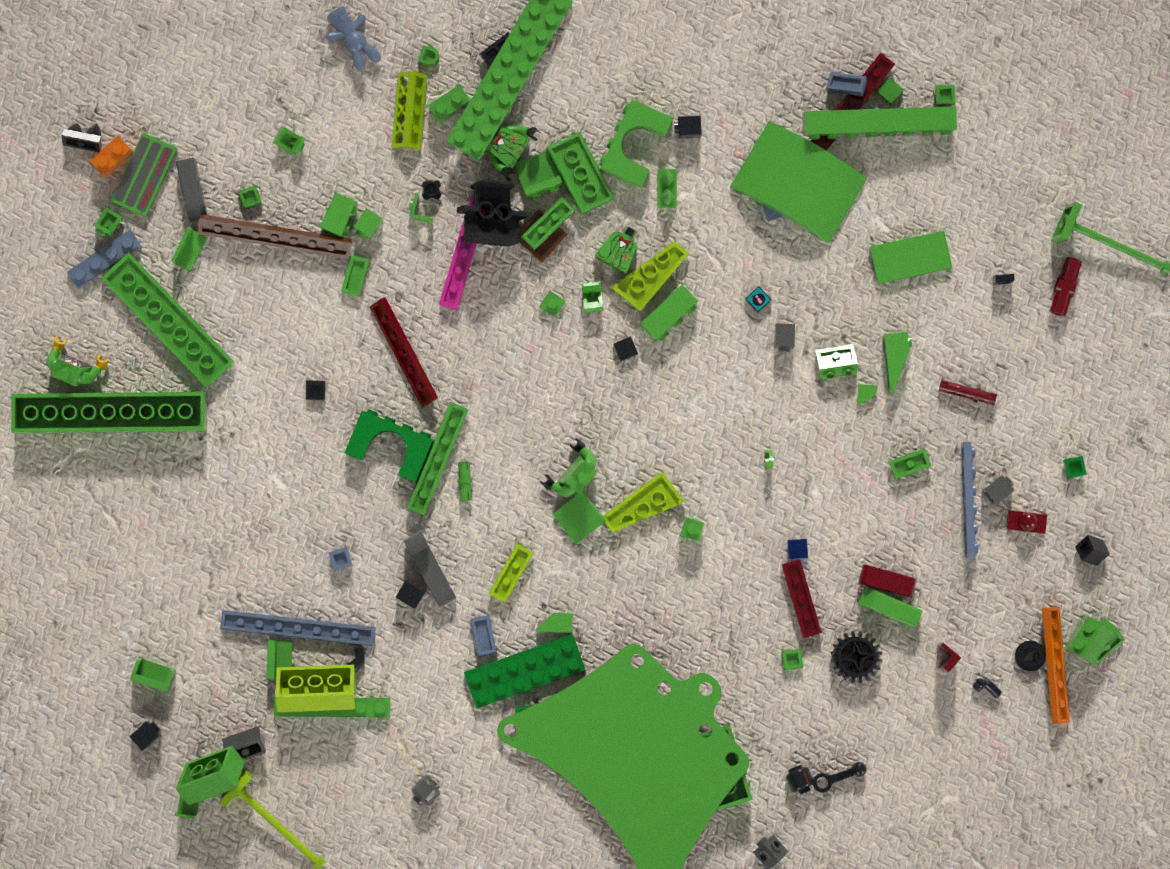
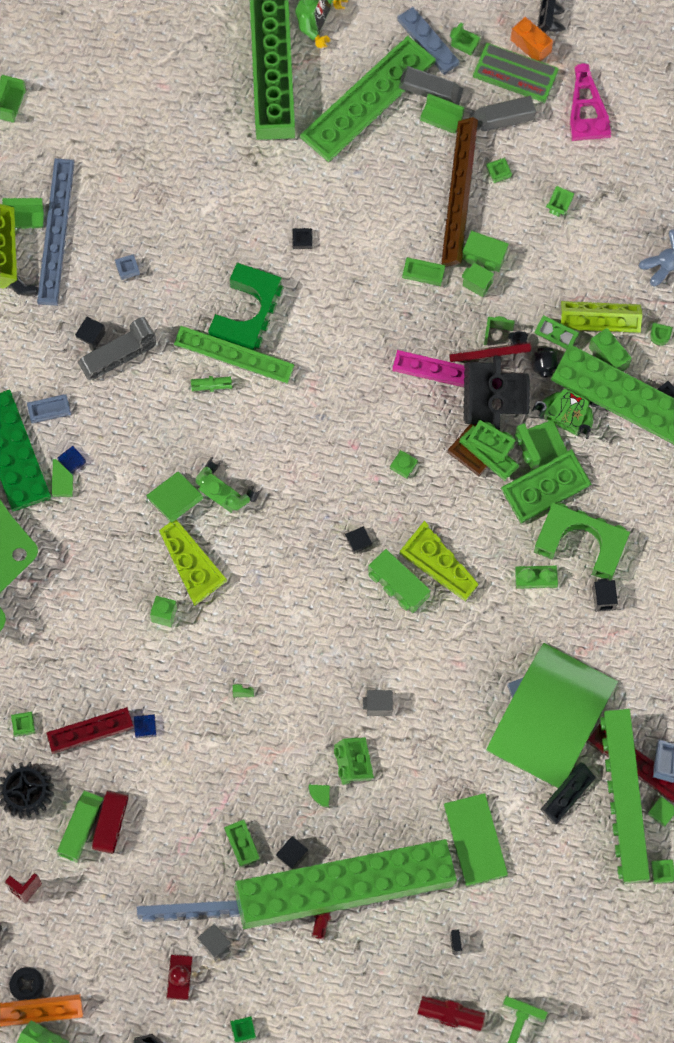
camera: 90 degrees right, 15 degrees down
(160, 258) = (426, 83): none -> dark grey piece
(208, 102) = (587, 128): none -> dark pink plate
(403, 352) = (345, 318): dark red plate -> none
(426, 153) = (556, 332): none -> bright green piece
(449, 215) = (490, 352): none -> dark red tile
(456, 165) = (545, 361): none -> black head
(511, 573) = (114, 432): lime plate -> none
(536, 614) = (71, 459): none -> clear blue tile
(539, 220) = (491, 440): none -> bright green bracket
(592, 297) = (412, 502): bright green bracket -> none
(618, 250) = (464, 527): bright green torso -> none
(758, 299) = (419, 676): tile -> none
(872, 172) = (568, 793): none -> black tile
(896, 352) = (362, 824): bright green slope -> none
(921, 419) = (292, 853): none -> black panel
(954, 372) = (344, 884): none -> bright green brick

